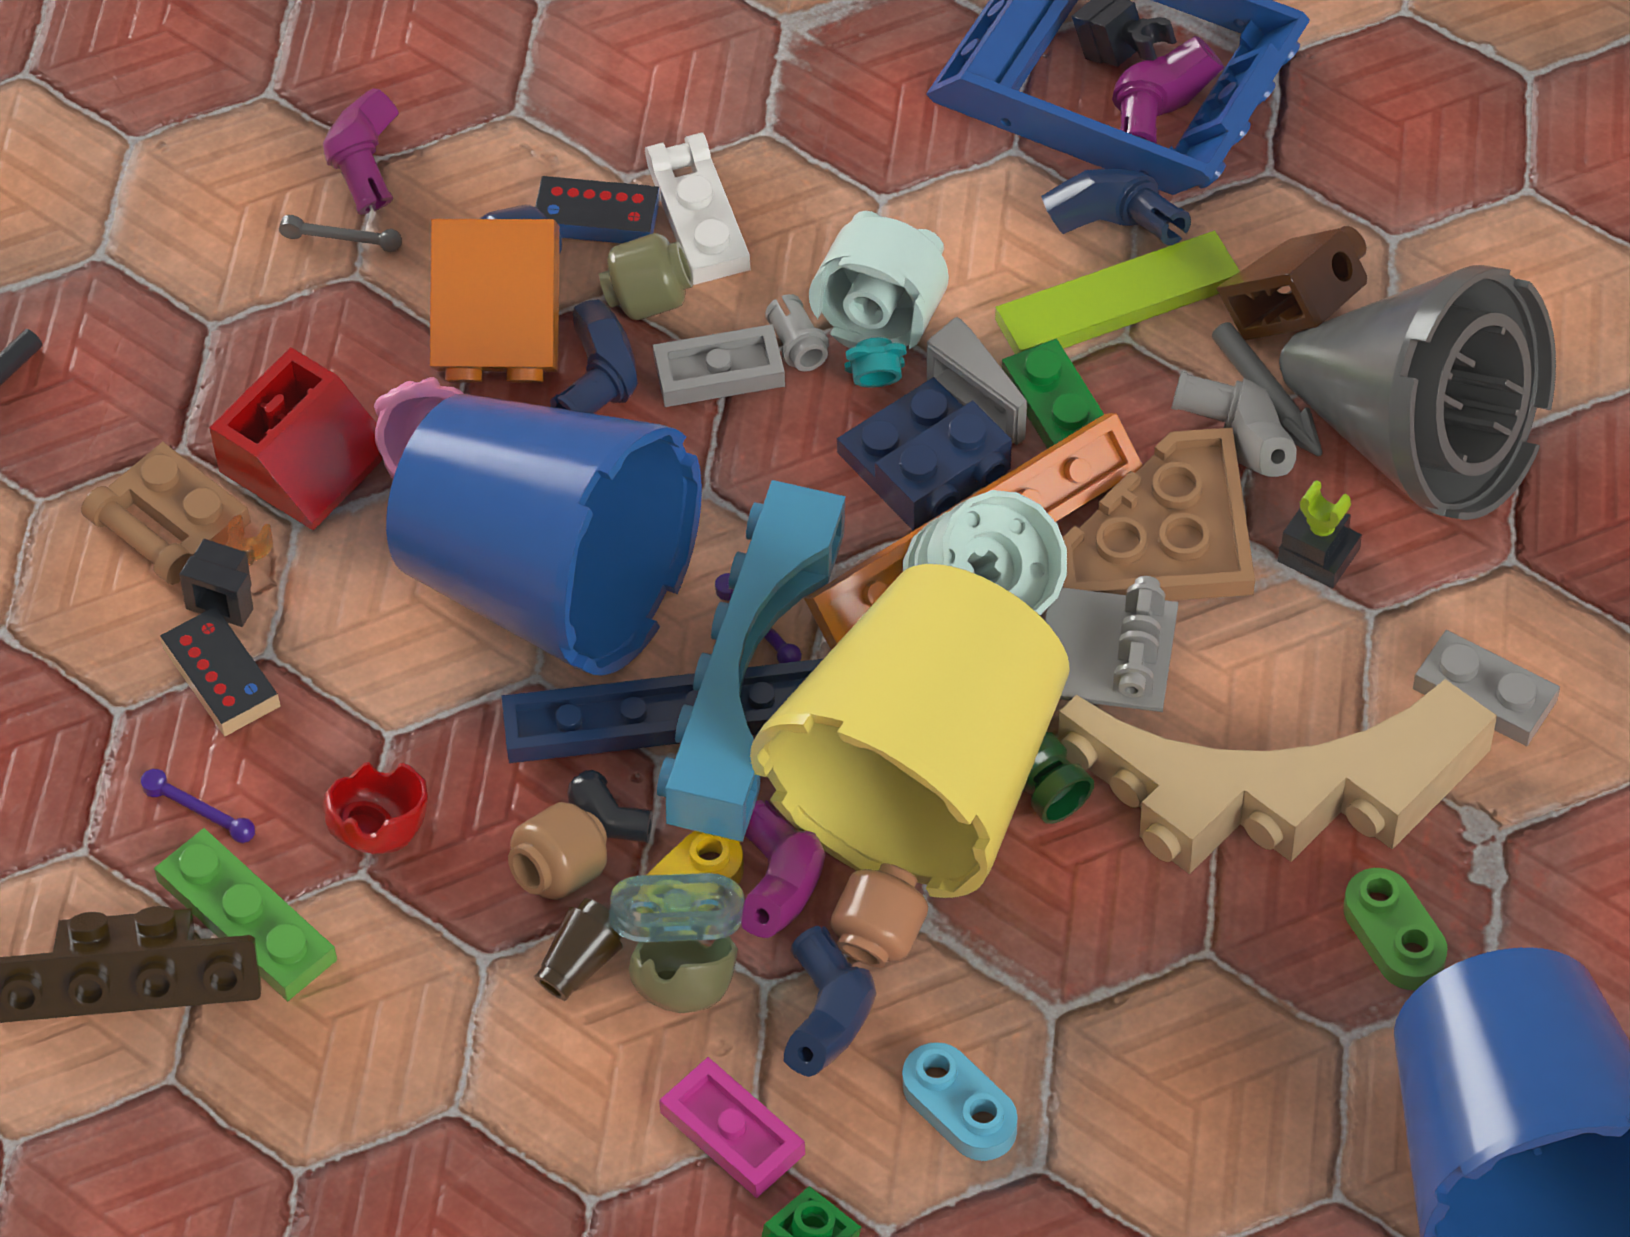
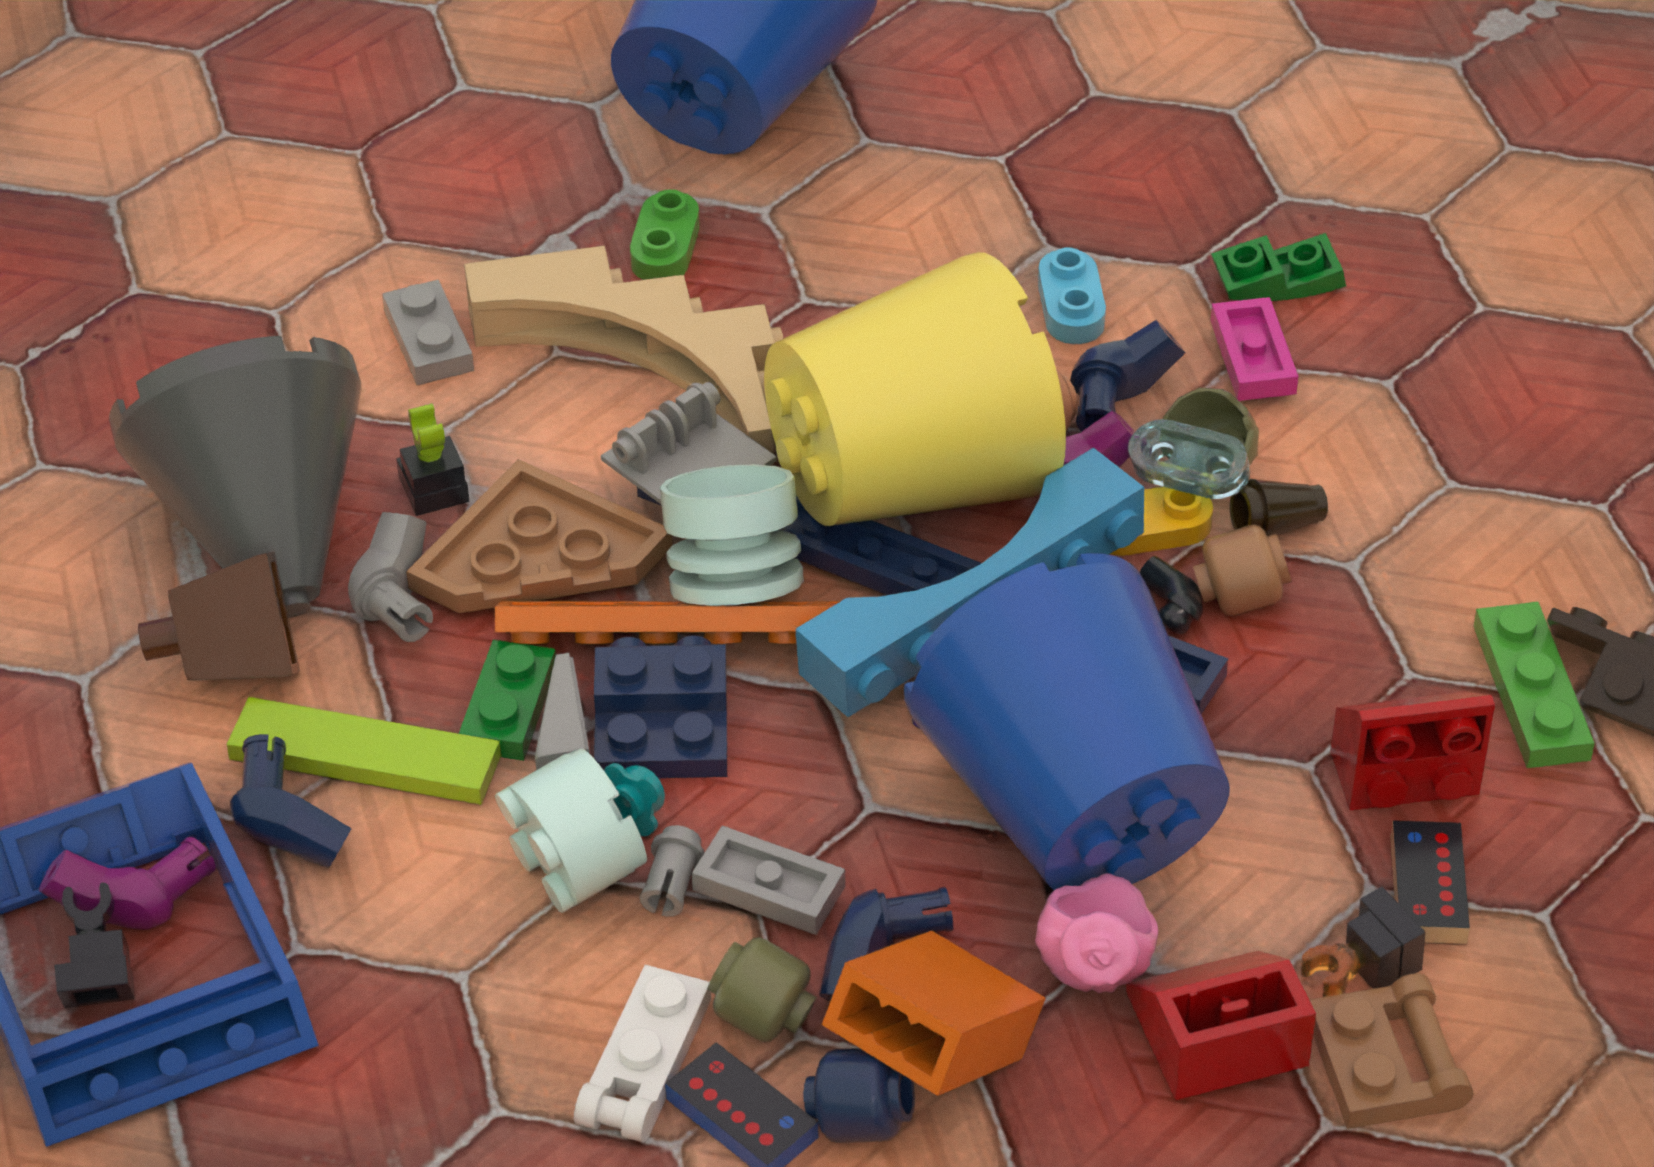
camera: 145 degrees left, 10 degrees down
(156, 784) = (1546, 828): dark purple hinge -> none
(295, 740) = (1412, 749): none -> red slope
(376, 809) = (1371, 664): red hair -> none
(1295, 422) = (331, 611): dark grey piece -> none

